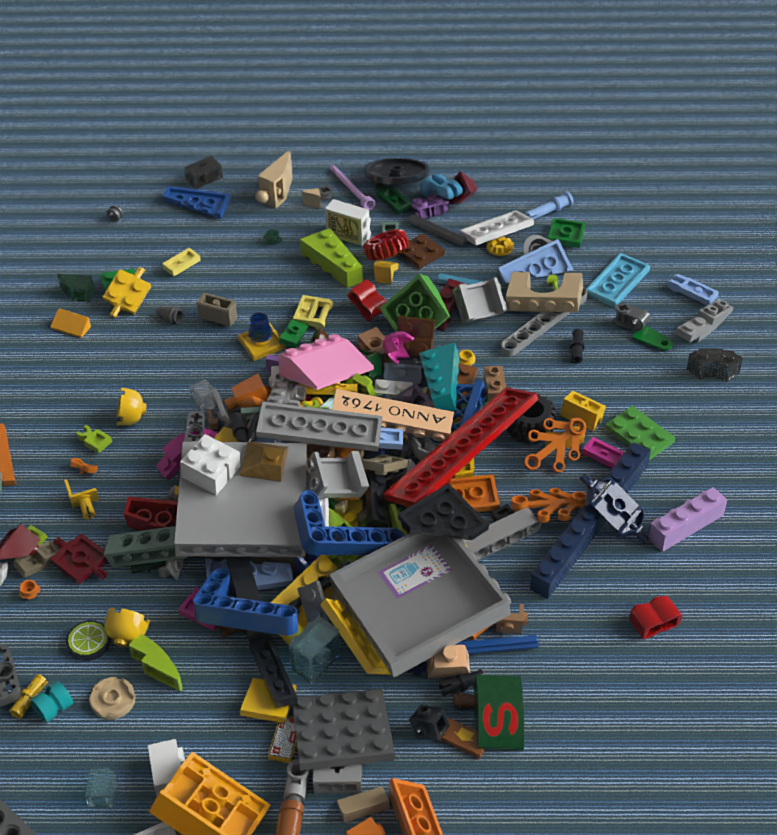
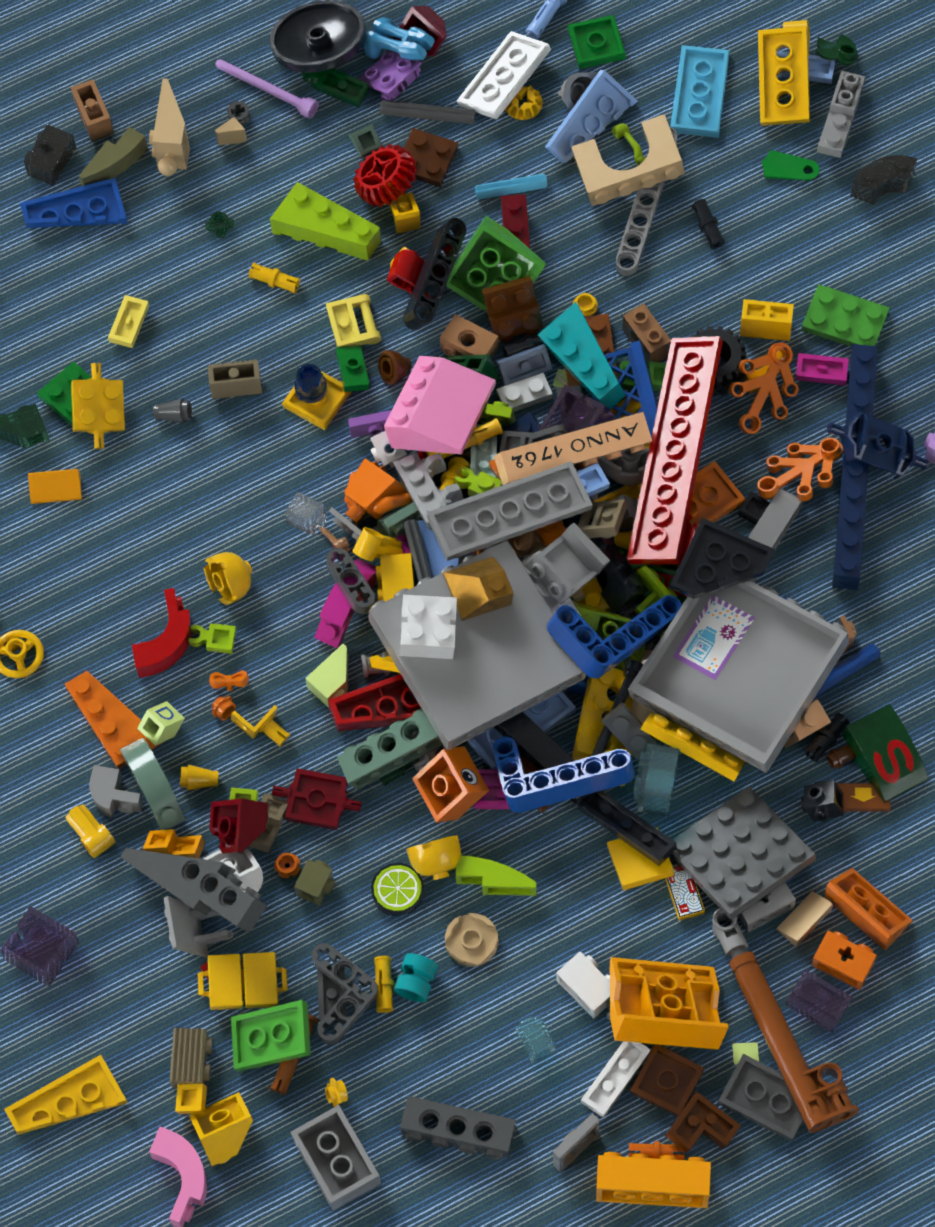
camera: 25 degrees left, 20 degrees up
(15, 510) = (197, 777): none -> yellow cone
(19, 468) = (160, 723): none -> yellowish green brick
(36, 607) = (315, 882): none -> olive brick
(62, 431) = (168, 648): none -> red arch
(69, 476) = (223, 708): none -> orange plate
(149, 487) = (330, 677): none -> yellowish green slope
(169, 585) = (450, 784): none -> orange brick
(220, 416) = (373, 545): none -> yellow piece
(236, 185) = (114, 158): none -> olive slope
(239, 429) = (409, 555): black pin -> none
(242, 159) = (92, 110): none -> medium nougat brick
(283, 273) = (274, 278): none -> yellow pin
(348, 222) = (312, 159): brick -> none
(371, 303) = (427, 281): none -> black beam
(394, 345) = (502, 338): dark pink piece -> none
(479, 300) = (557, 212): light grey panel -> none
(631, 317) = (753, 149): dark grey piece -> none
(696, 270) = (795, 37): none -> yellow hinge
(726, 291) = (843, 50): none -> dark green plate

